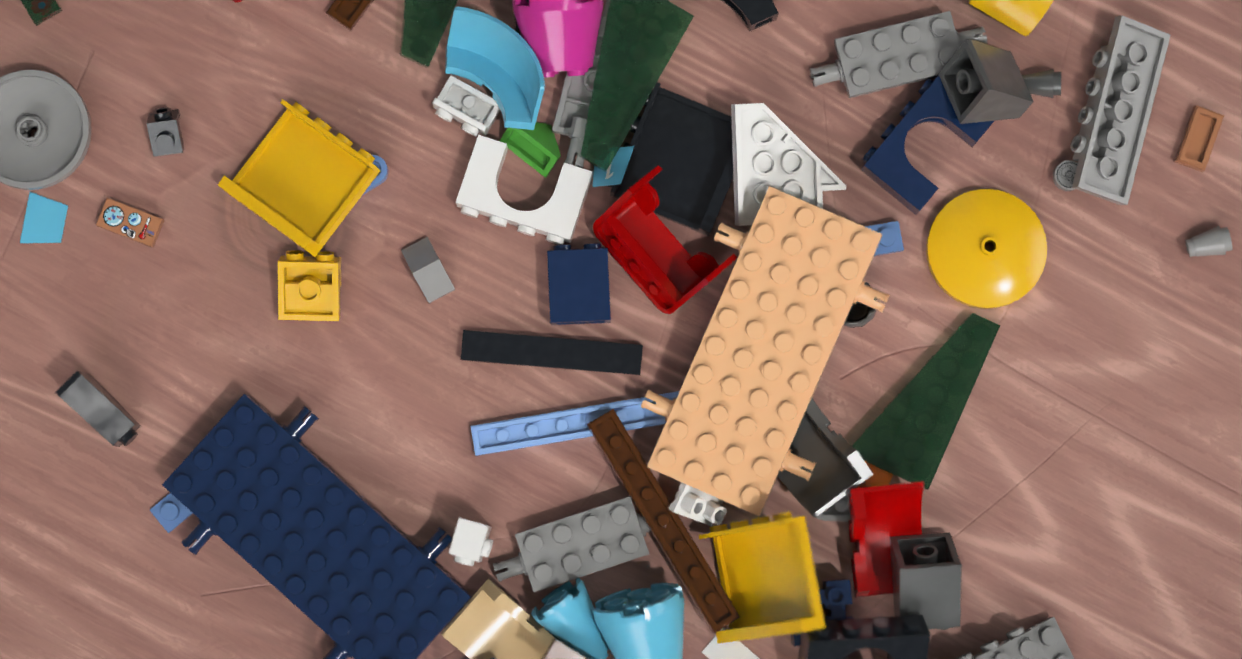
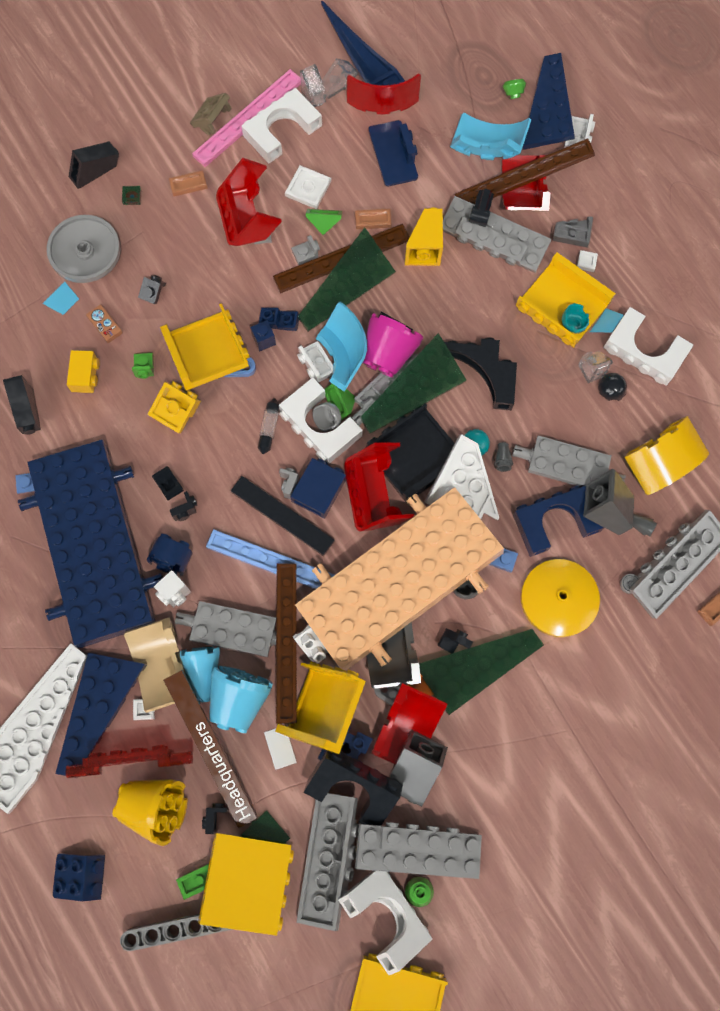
camera: 30 degrees right, 10 degrees down
(149, 311) = (82, 371): none -> yellow brick
(226, 251) = (143, 365): none -> bright green bracket
(369, 111) = (263, 335): none -> dark blue brick
(370, 400) = (167, 483): none -> black bracket
(374, 72) = (280, 319): none -> dark blue slope
(415, 427) = (183, 511): none -> black bracket
(428, 270) = (242, 435): light grey slope -> none
(438, 496) = (170, 554): none -> dark blue brick
(456, 238) = (268, 426): none -> piece
(530, 179) = (327, 416): none -> light grey hair
(537, 306) = (288, 485): none -> light grey bracket
(616, 170) = (375, 436): medium azure sticker -> none
(754, 90) = (479, 437): none -> teal hair
(805, 97) = (503, 458): none -> dark grey cone
(875, 390) = (451, 639): none -> black bracket
(1211, 242) = (694, 668): light grey cone -> none

